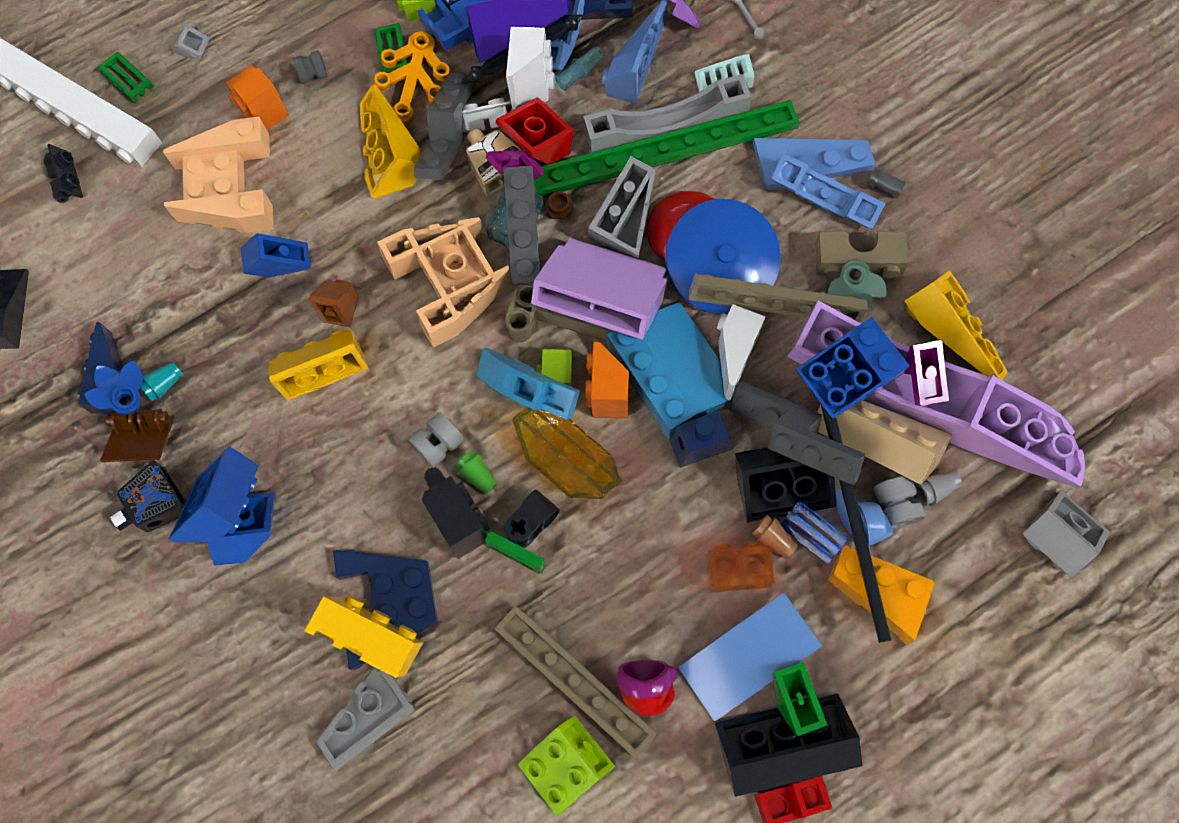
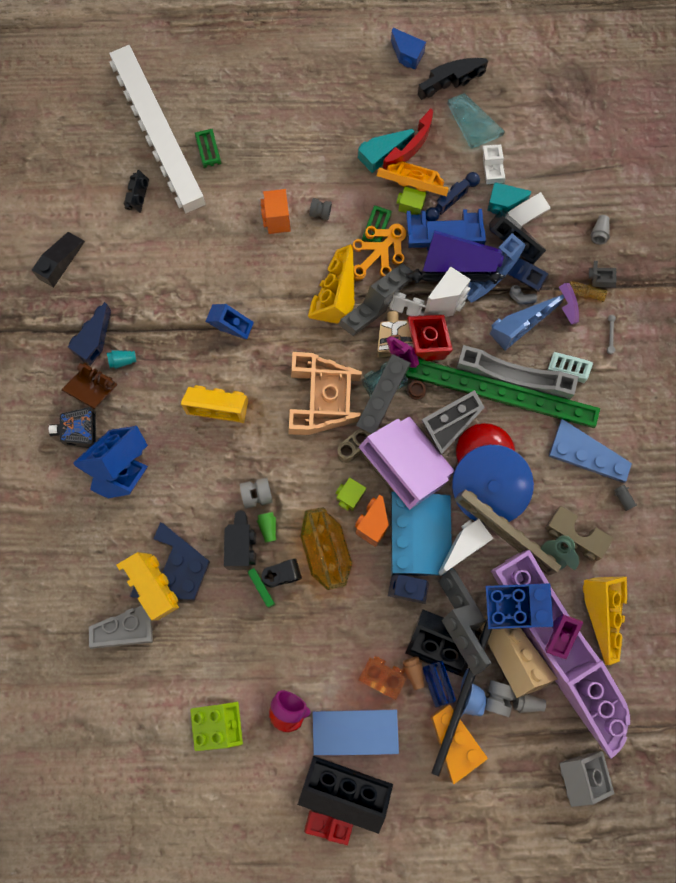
camera: 25 degrees right, 5 degrees up
(114, 385) = (93, 348): blue plate -> none
(191, 43) = (259, 148): light grey slope -> none
(215, 177) = (223, 250): light nougat wedge -> none
(335, 302) = (248, 372): dark orange slope -> none
(525, 385) = (324, 492): dark azure slope -> none
(576, 682) = (249, 683): dark tan plate -> none
(579, 68) = (484, 307): clear light blue axle -> none
(616, 34) = (520, 297): none -> light grey arm
(797, 699) = (366, 774): green slope -> none
(827, 192) = (583, 482): medium blue slope -> none

